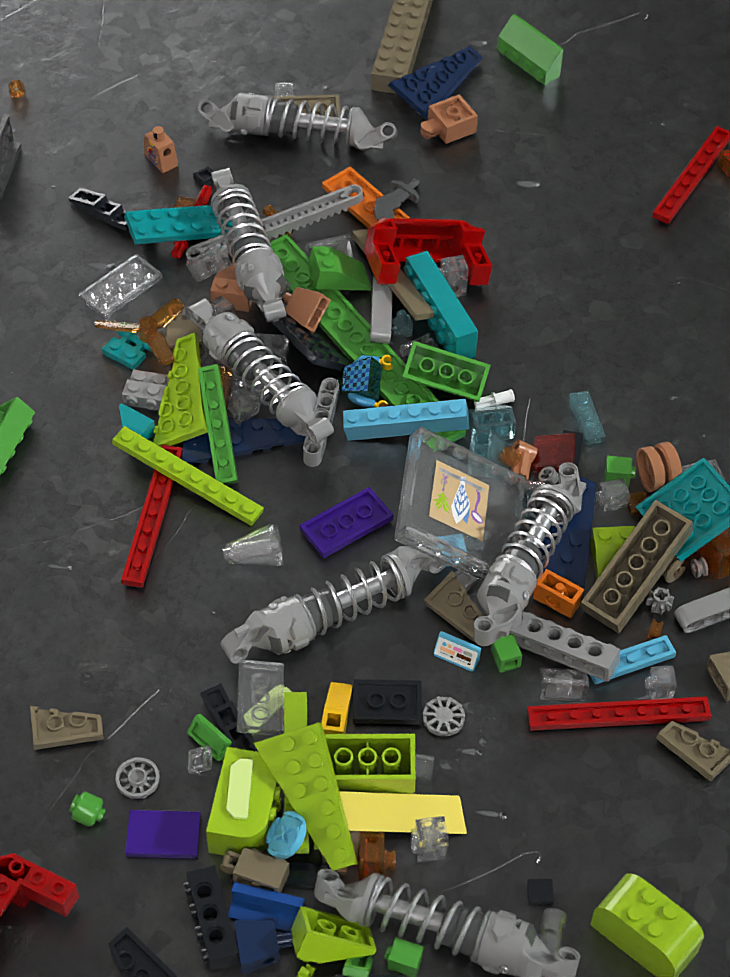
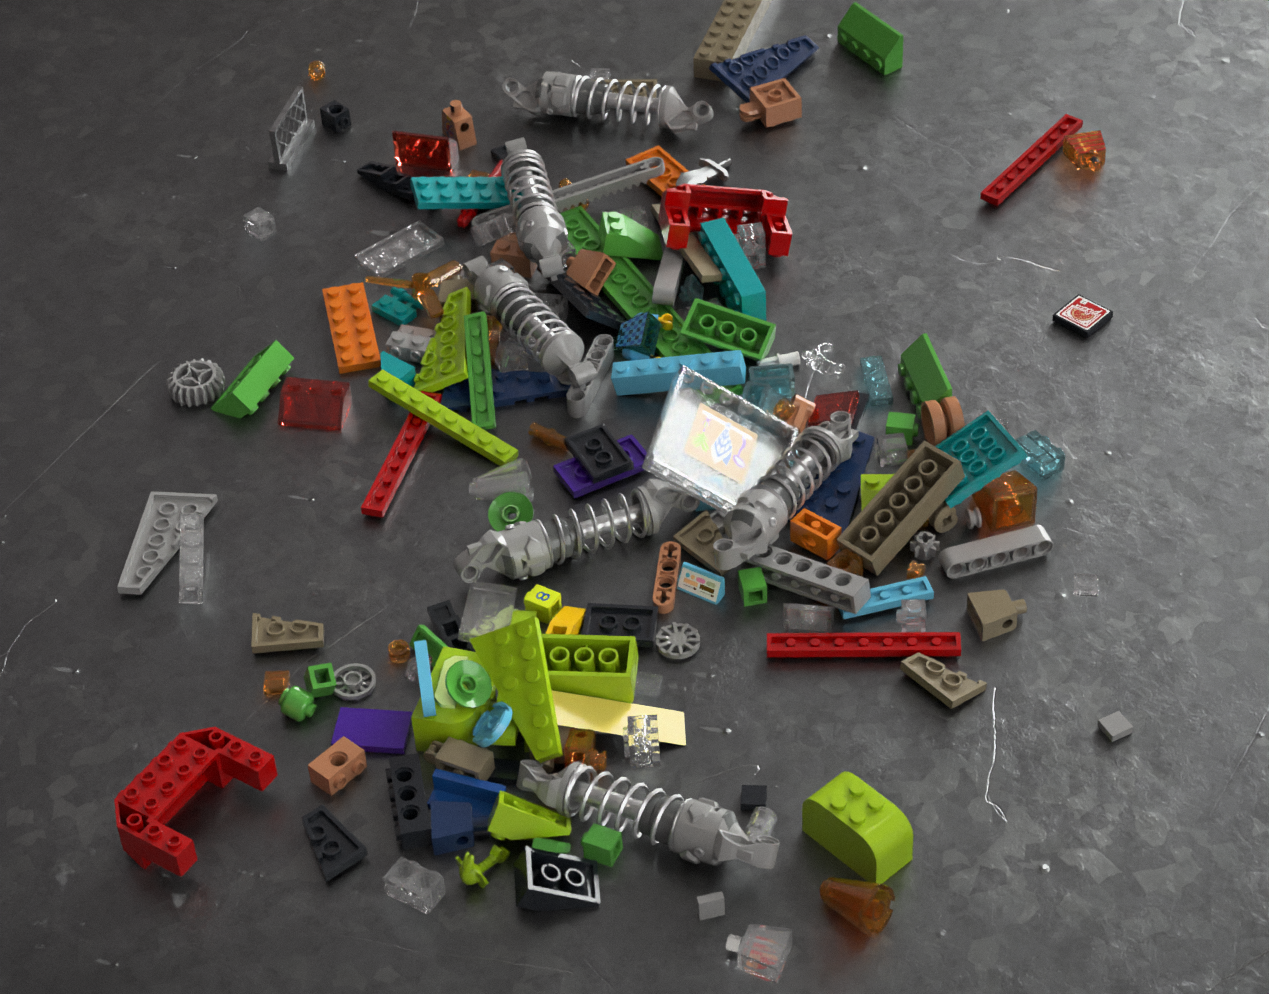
camera: 10 degrees right, 10 degrees down
(41, 139) = (335, 116): none -> black brick
(60, 462) = (314, 403): none -> clear red slope
(62, 783) = (276, 682): none -> clear orange tile
(85, 374) = (351, 328): none -> orange plate
(107, 783) = (320, 680): none -> bright green brick
(132, 178) = (425, 151): none -> clear red slope
(138, 867) = (337, 766): none -> nougat brick
(178, 748) = (399, 657): none -> clear orange bush
(215, 789) = (425, 678): none -> medium azure beam
(266, 569) = (507, 504): none -> bright green dish
(267, 793) = (475, 679): none -> bright green dish
(292, 491) = (549, 436): none -> clear orange pin
(310, 680) = (544, 601): none -> neon yellow brick
(341, 510) = (598, 453): none -> black tile
(423, 644) = (667, 576): none -> nougat beam
(530, 399) = (818, 362): none -> clear helmet
(593, 623) = (847, 562): none -> clear orange brick
(634, 415) = (923, 373): none -> bright green slope

